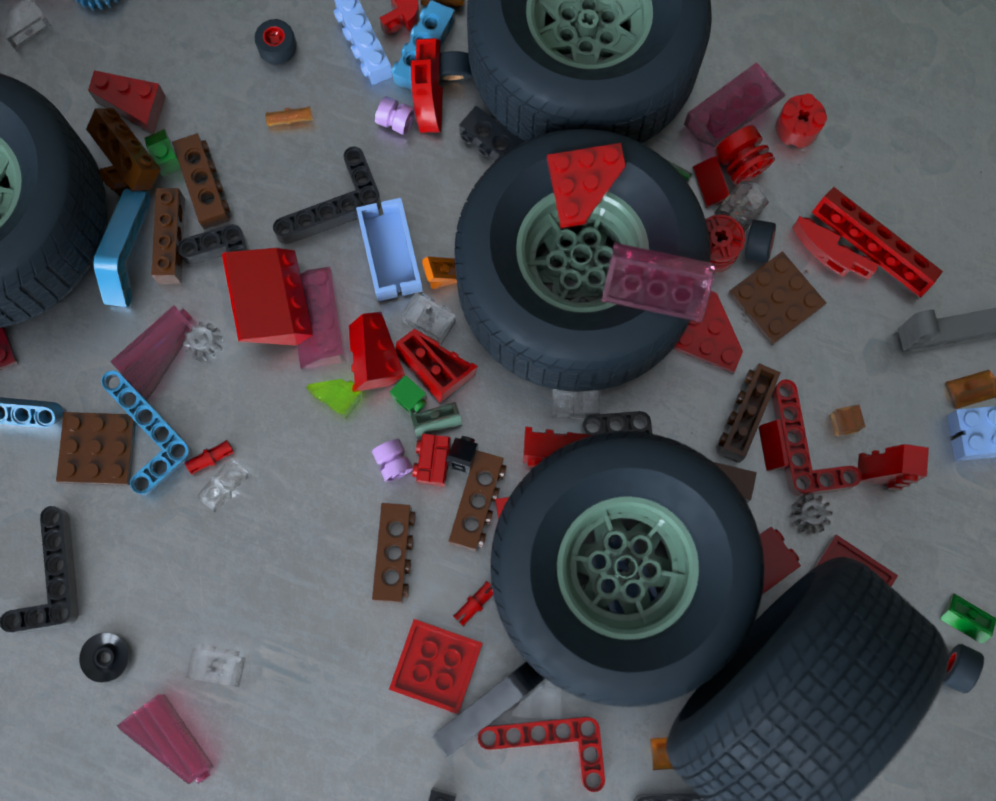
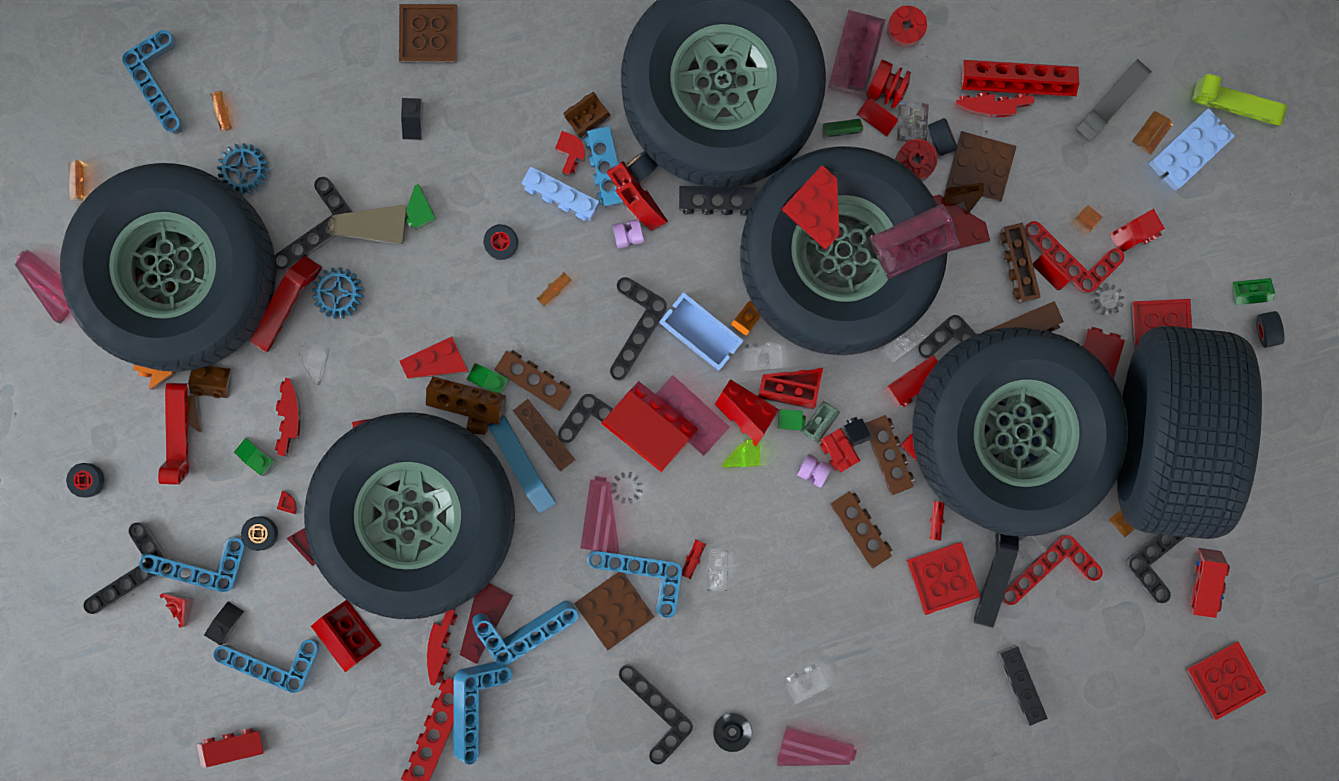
camera: 35 degrees left, 10 degrees up
(745, 310) = (968, 193): none -> reddish brown slope

